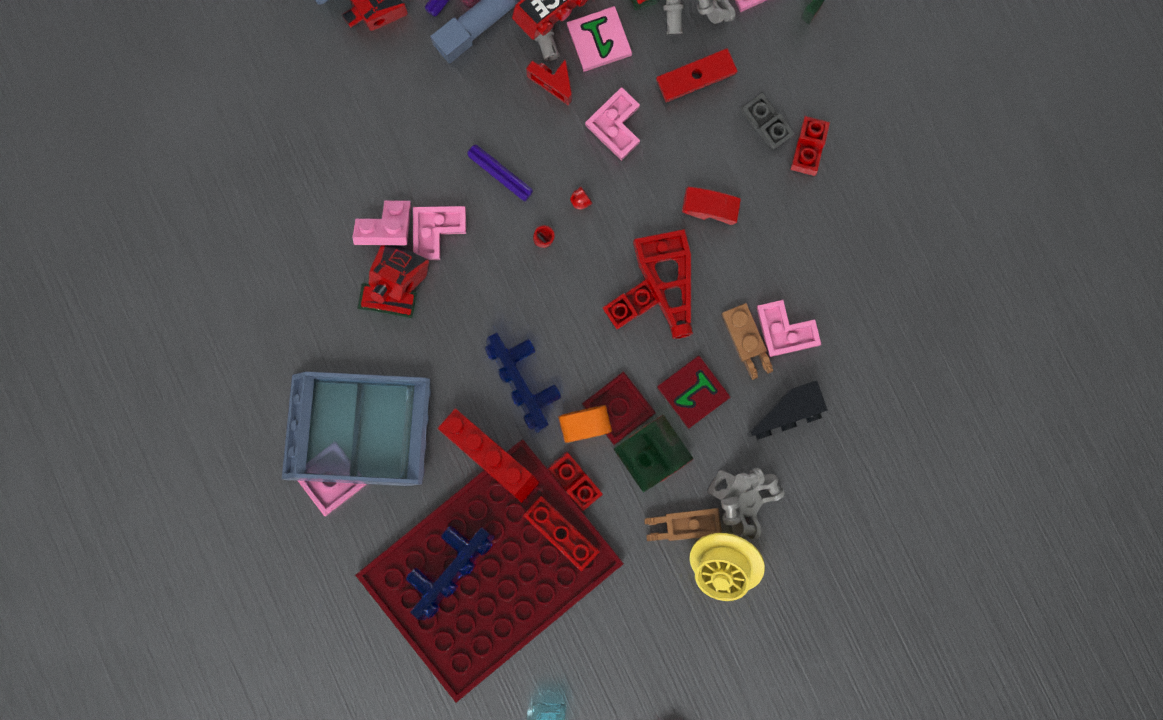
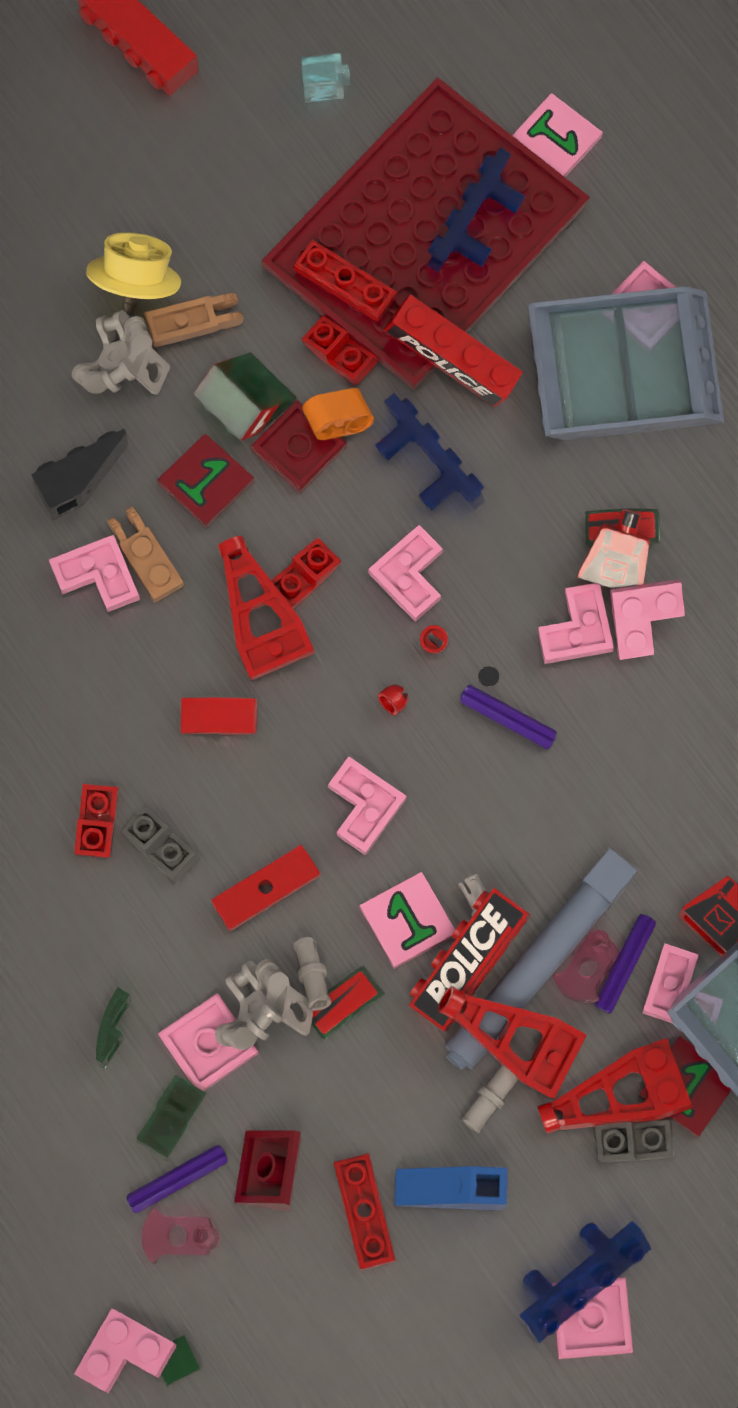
camera: 170 degrees right, 10 degrees down
(370, 636) = (558, 135): none -> bright pink tile
(508, 208) = (488, 676): none -> black sticker
(555, 84) = (453, 841): red slope -> none
(559, 292) = (400, 572): none -> bright pink plate

